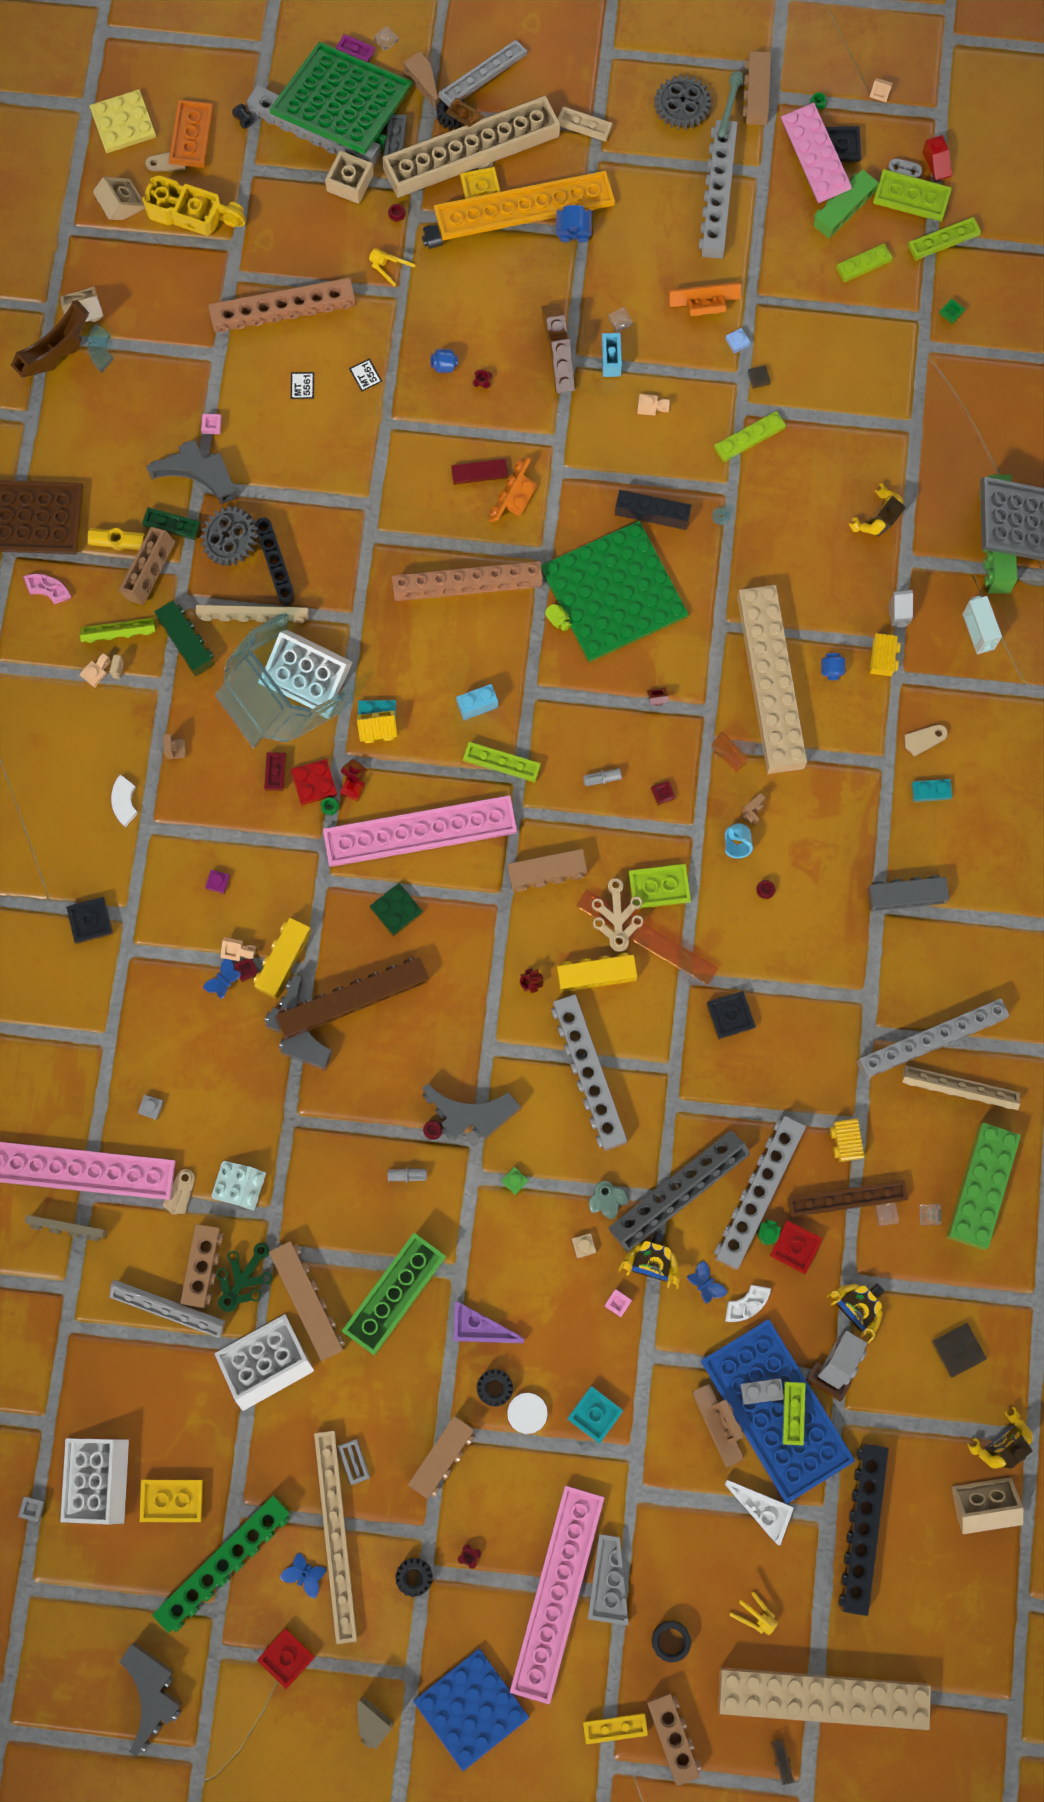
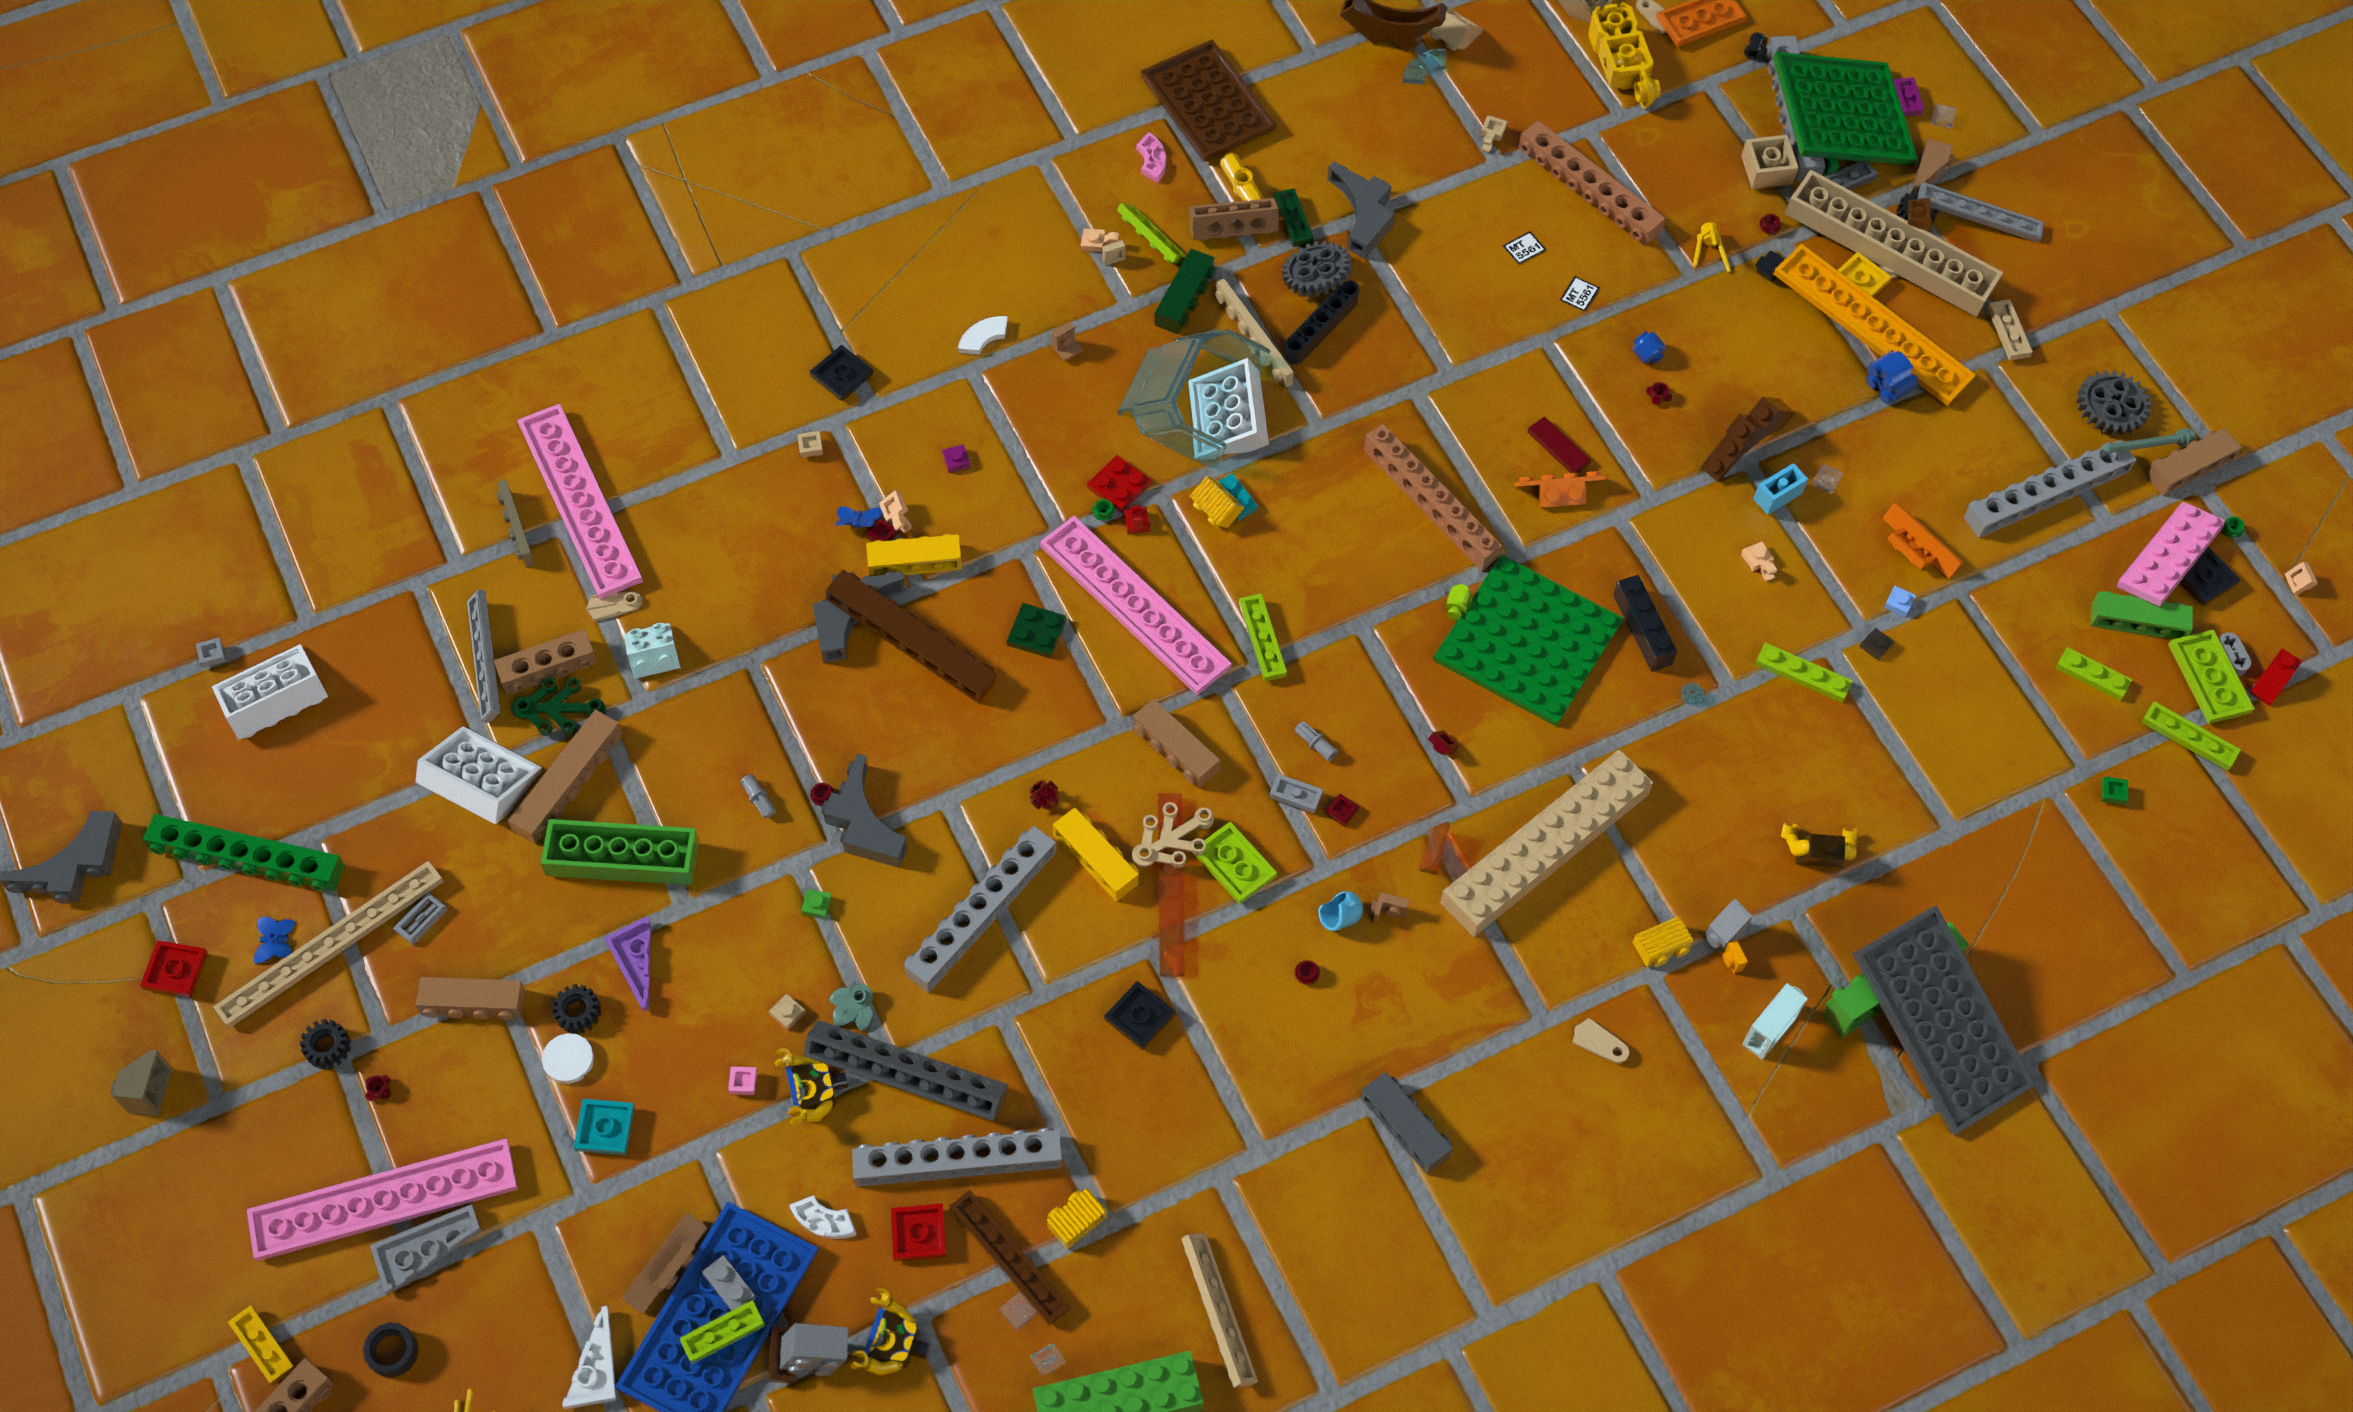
camera: 55 degrees right, 15 degrees down
(137, 977) = (810, 444): none -> tan plate
(150, 1107) = (685, 529): light grey plate -> none
(171, 1501) = (285, 771): yellow plate -> none
(191, 340) = (1492, 130): none -> tan plate
(211, 424) = (1421, 193): bright pink plate -> none
(275, 771) = (1104, 443): dark red plate -> none
(353, 770) = (1155, 509): dark red plate -> none
(471, 1709) = (210, 1184): blue plate -> none
(477, 702) = (1309, 577): medium azure brick -> none
(633, 815) = (1296, 793): none -> light grey plate
(701, 1280) = (815, 1161): blue piece -> none
(768, 1232) = (916, 1192): green plate -> none
(833, 666) = (1609, 896): blue head -> none
(921, 618) = (1734, 957): none -> light orange plate
(931, 790) = (1546, 1083): teal plate -> none
(932, 1039) = (1255, 1244): light grey brick -> none

